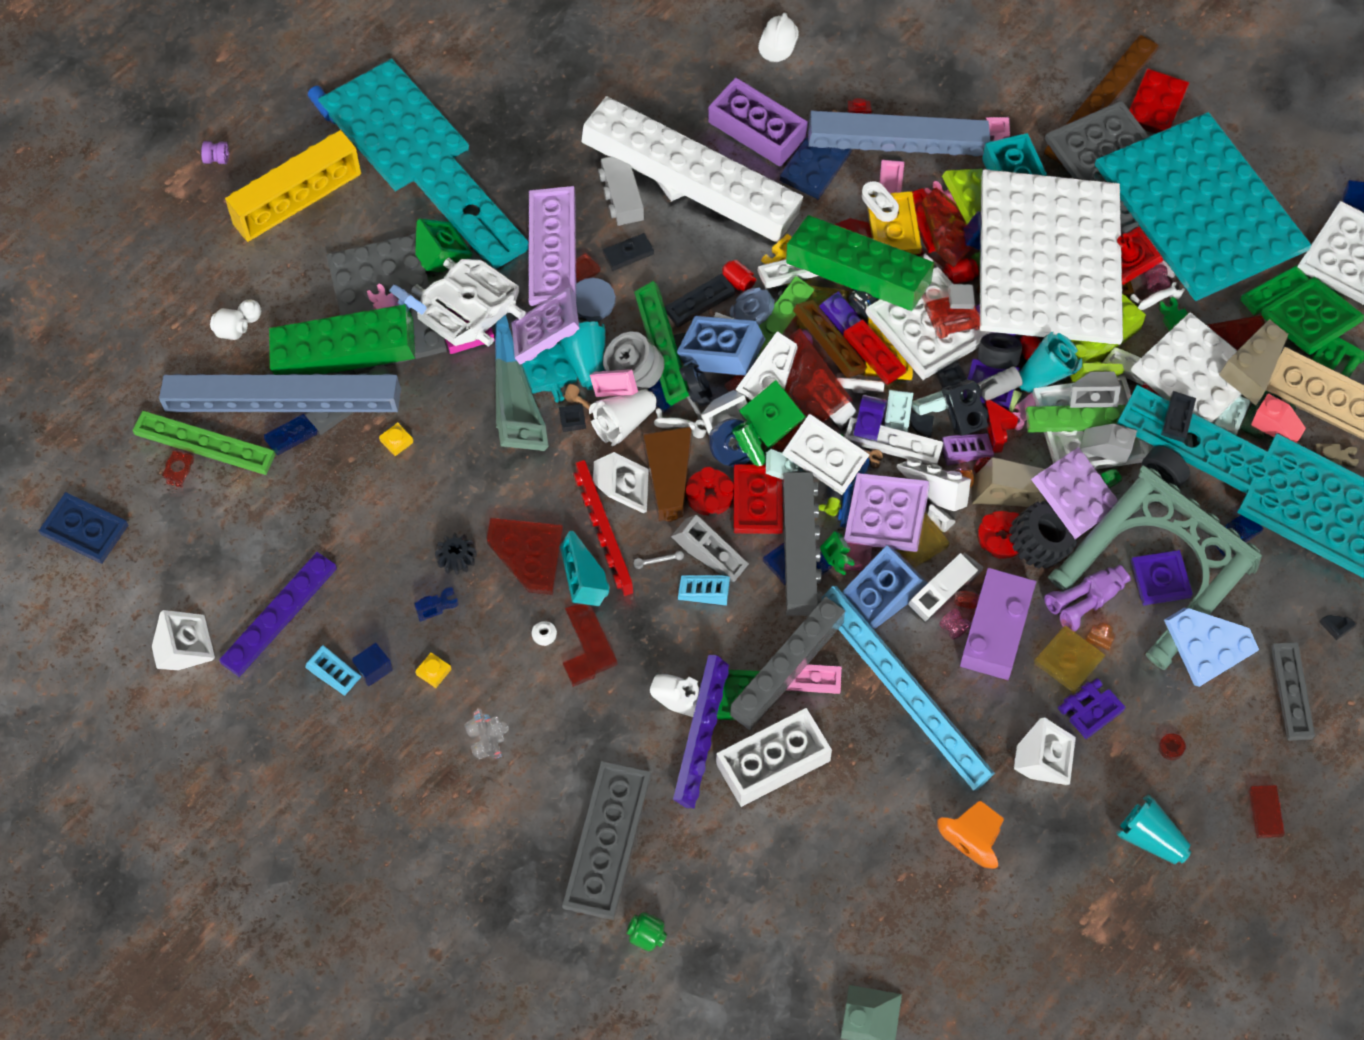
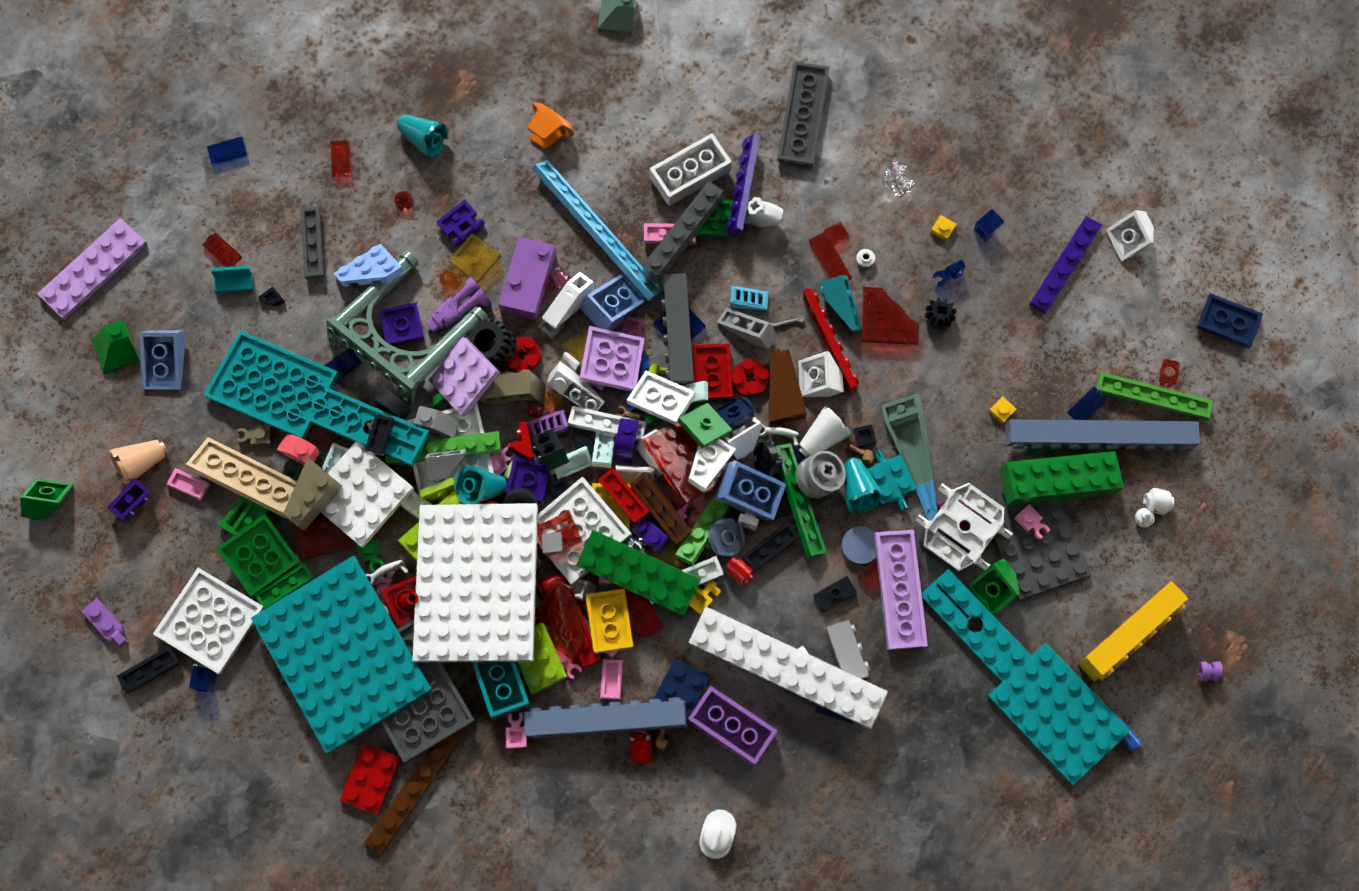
camera: 175 degrees right, 10 degrees up
(323, 652) = (1020, 231): medium azure slope -> none
(406, 298) = (1014, 513): light blue plate -> none
(545, 326) = (896, 497): lavender plate -> none
(614, 383) = (834, 448): bright pink tile -> none
(646, 931) = (770, 53): green head -> none
(749, 442) = (722, 406): hinge -> none
(835, 552) = (650, 328): green plate -> none
(880, 203) = (622, 633): white plate -> none
(966, 599) = (548, 297): clear red tile -> none
(973, 231) = (541, 613): clear blue panel -> none
(1000, 383) = (518, 471): light grey hinge -> none
(1046, 753) = (495, 183): white slope -> none

